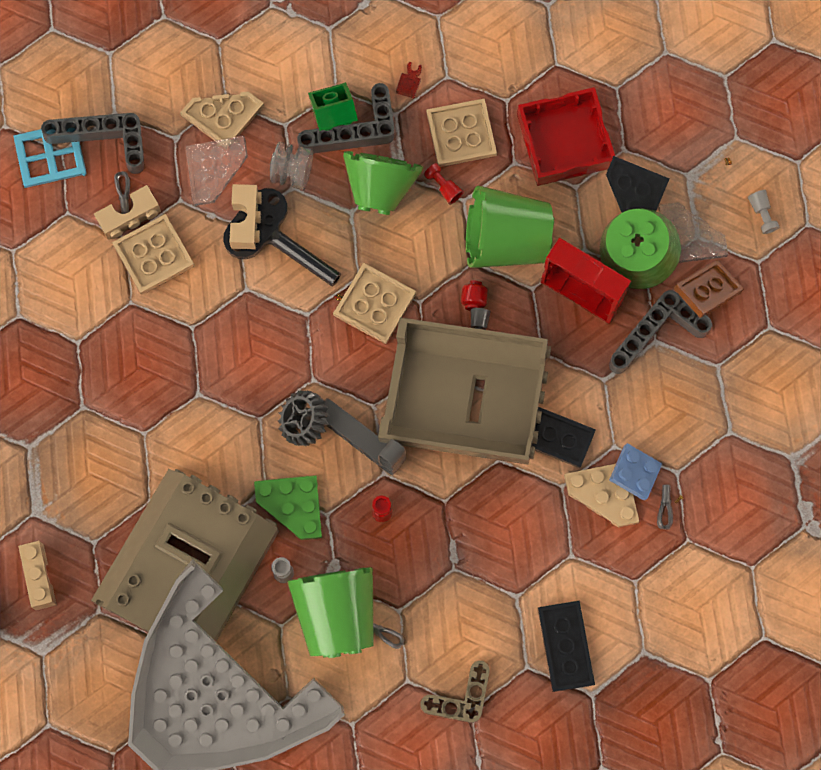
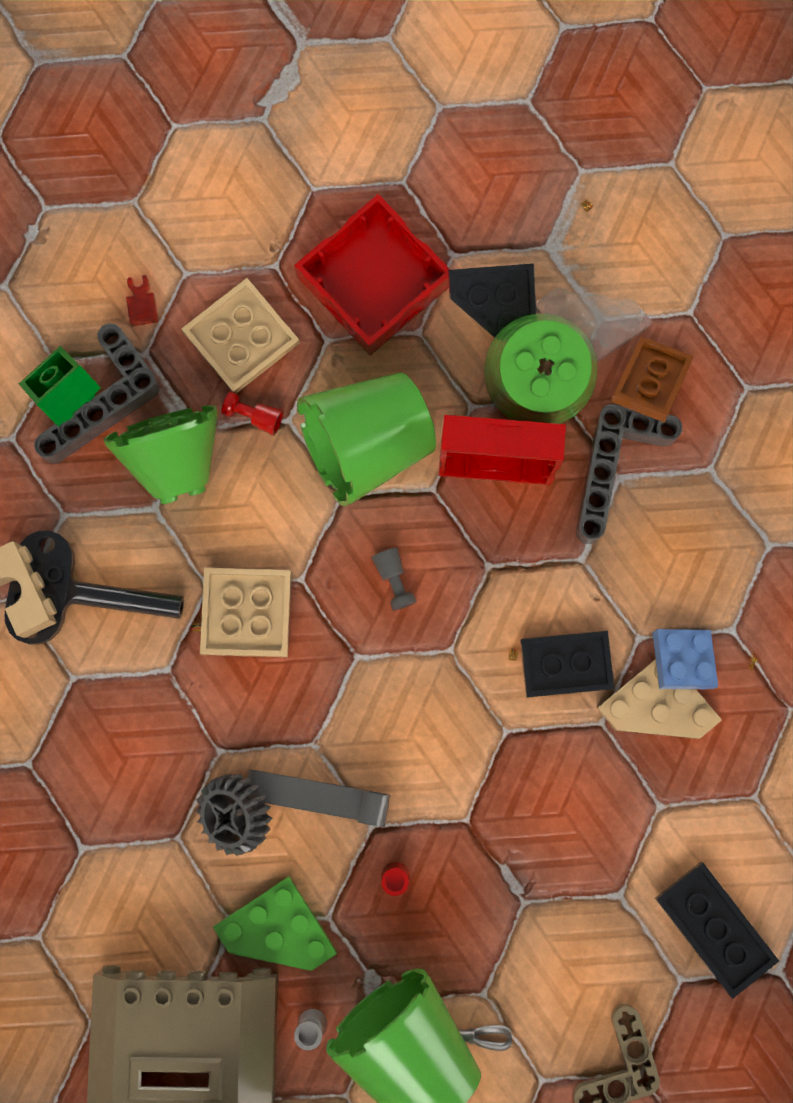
camera: 25 degrees left, 5 degrees up
(295, 166) = (40, 491): clear wheel -> none
(436, 386) = (382, 688): dark tan panel -> none
(474, 295) = (366, 537): red head -> none
(665, 502) = (738, 676): flat silver piece -> none
(761, 204) = (657, 239): light grey piece -> none

